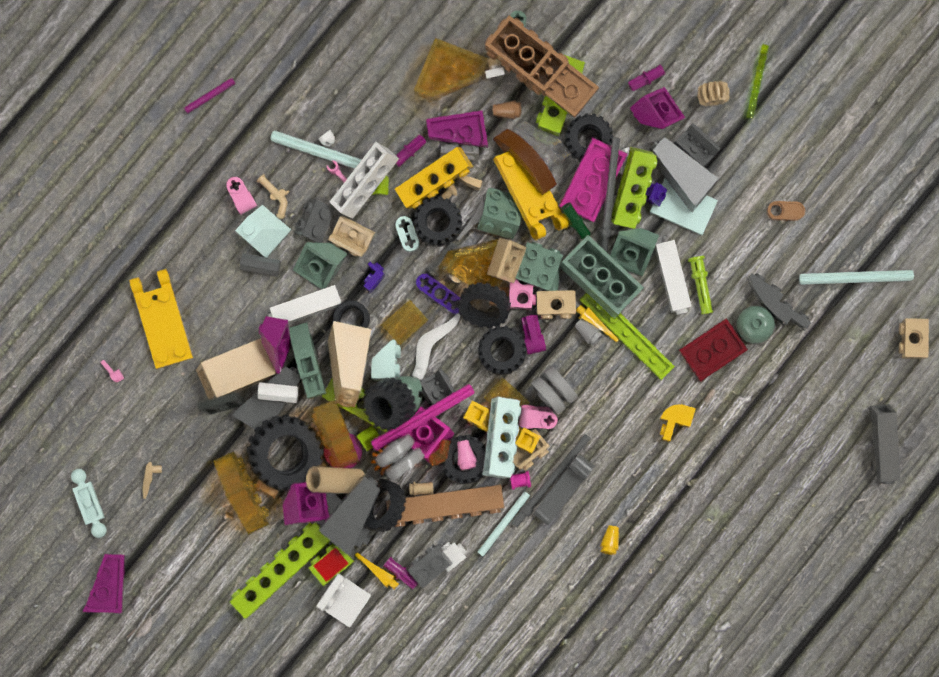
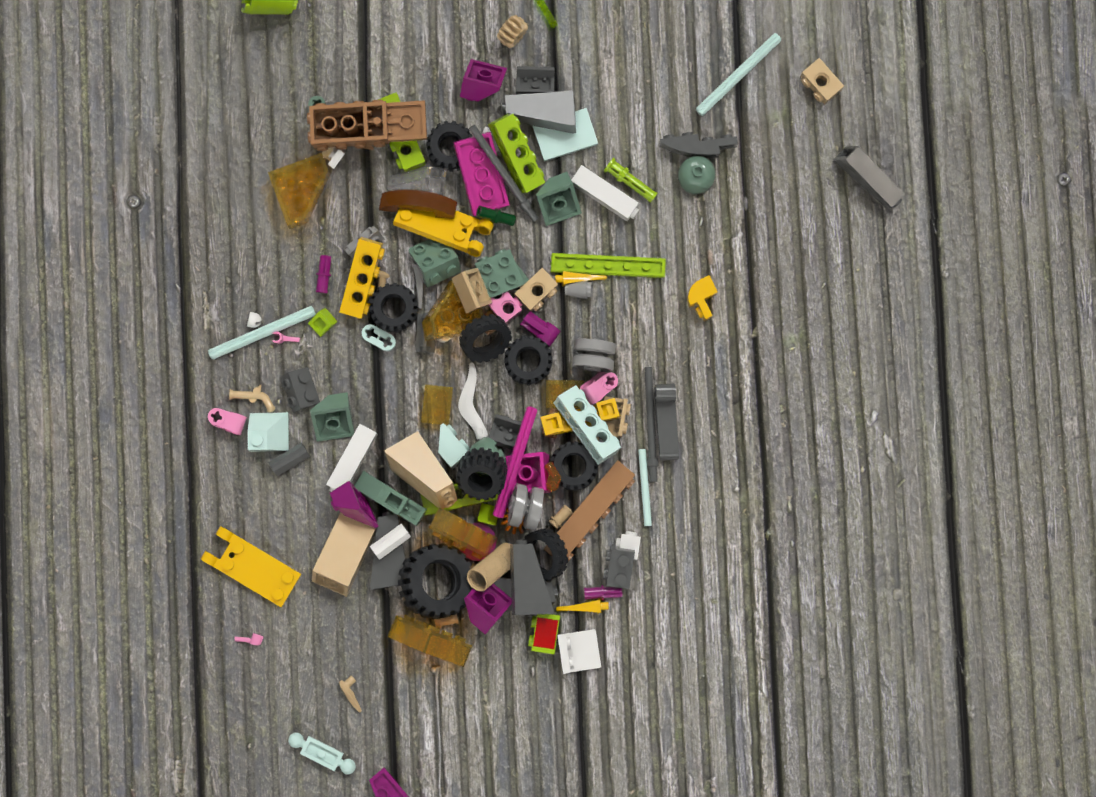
camera: 50 degrees left, 0 degrees up
(209, 95) = (135, 366): magenta bar -> none
(221, 403) = (355, 587): pearl dark grey tile -> none
(246, 607) = (511, 722): lime brick -> none
(351, 236) = (339, 376): tan bracket -> none
(352, 304) = (388, 424): black tyre -> none
(364, 180) = (310, 326): white brick -> none
(374, 279) = (385, 394): dark purple bracket -> none
(425, 289) = (439, 367): dark purple beam -> none
(459, 128) = (347, 224): magenta wing -> none
(465, 455) = (574, 462): bright pink cone -> none
(469, 181) = (389, 257): tan slope -> none
(508, 110) = (370, 178): medium nougat cone -> none
(520, 480) = (629, 444): dark pink bush -> none
(601, 276) = (552, 240): sand green brick -> none
(610, 541) = (735, 429): yellow cone -> none
(646, 78) = (452, 64): magenta axle -> none
(656, 194) = (537, 143): dark purple bracket -> none
(713, 350) = (682, 221): dark red tile -> none
(789, 210) = (646, 68): medium nougat piece -> none

